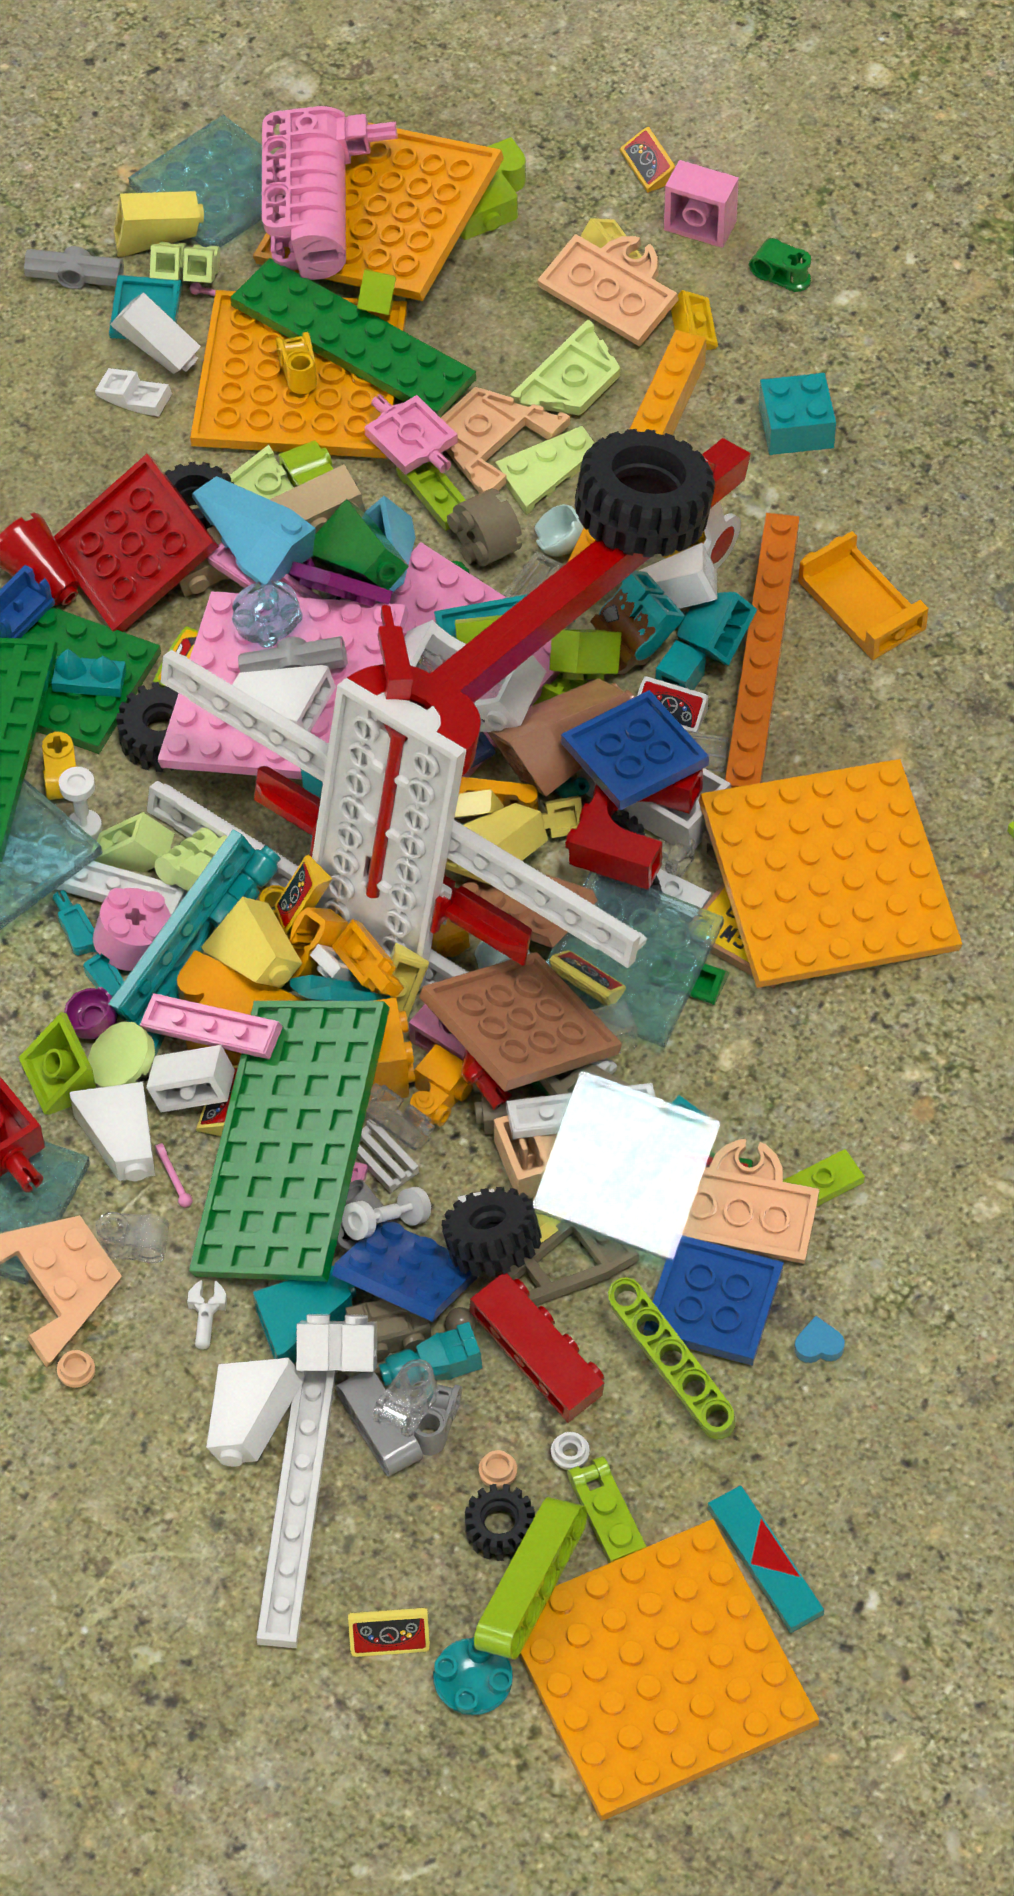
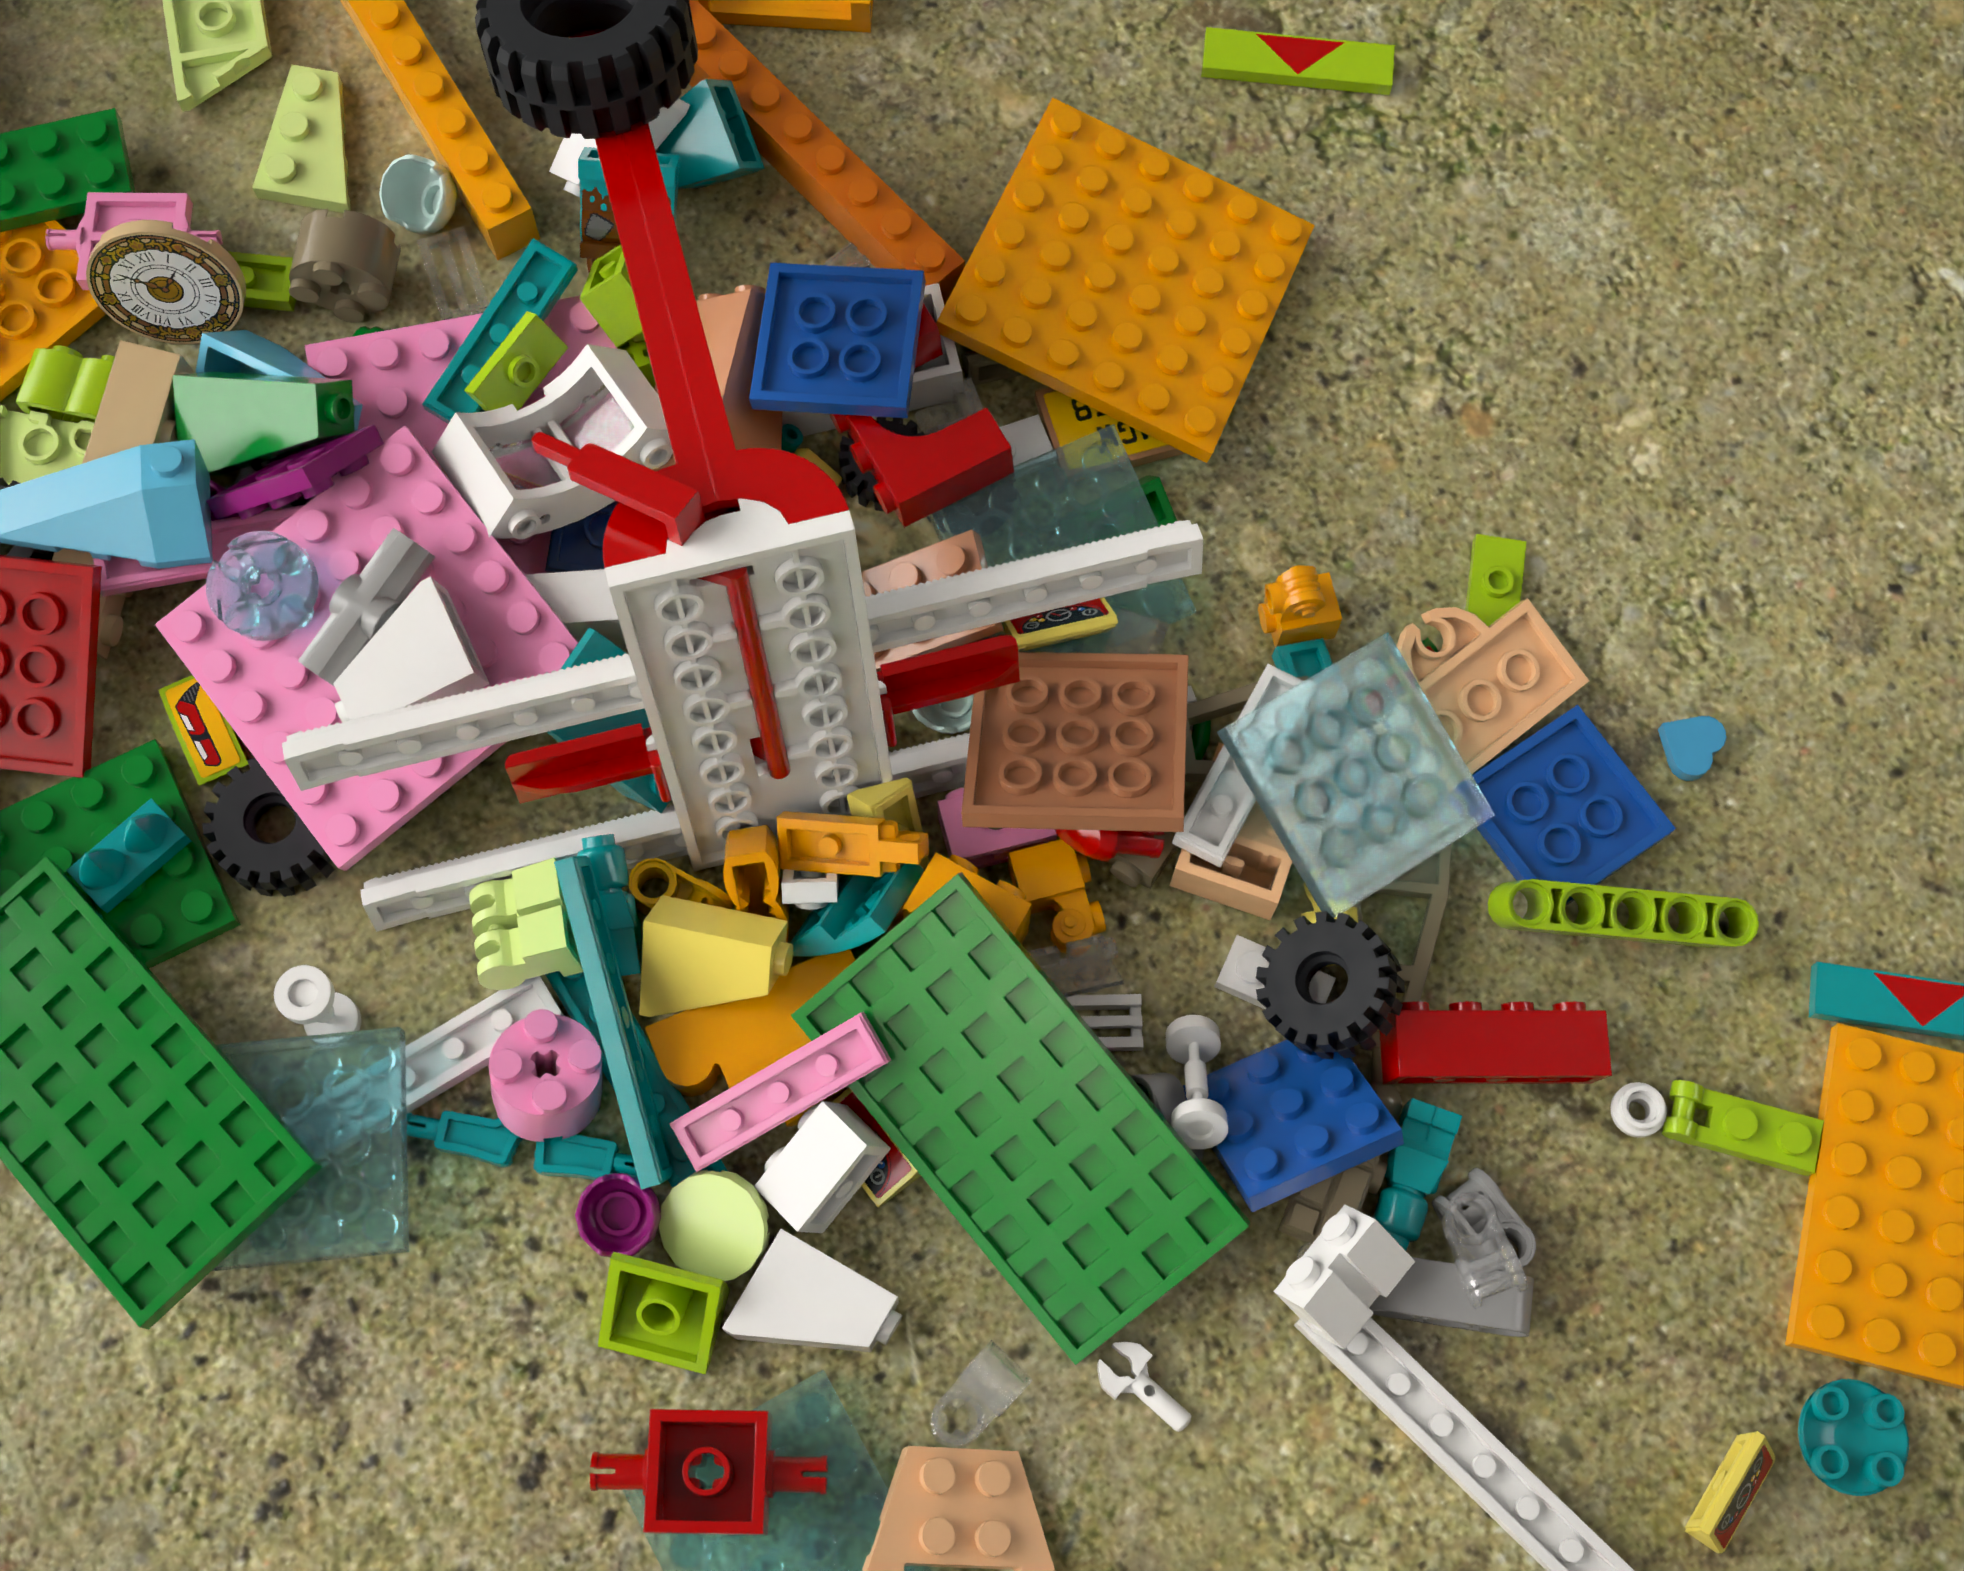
camera: 55 degrees left, 15 degrees up
(58, 757) = (233, 992): yellow piece -> none
(134, 843) = (420, 982): yellowish green slope -> none
(184, 1199) = (965, 1294): bright pink hinge -> none
(249, 1407) = (1328, 1440): white slope -> none
(289, 1302) = (1236, 1287): teal slope -> none
(301, 892) = (695, 850): slope -> none
(397, 461) = (165, 282): none -> tile
(485, 424) = (193, 155): light nougat wing -> none
(491, 1502) = (1705, 1237): black tyre -> none
(497, 1468) = (1604, 1207): light nougat plate -> none
(530, 1578) = (1798, 1284): lime beam -> none
(682, 666) = (721, 220): teal brick -> none
(684, 704) = (750, 258): slope -> none
(710, 1086) = (1300, 607): none -> light orange brick

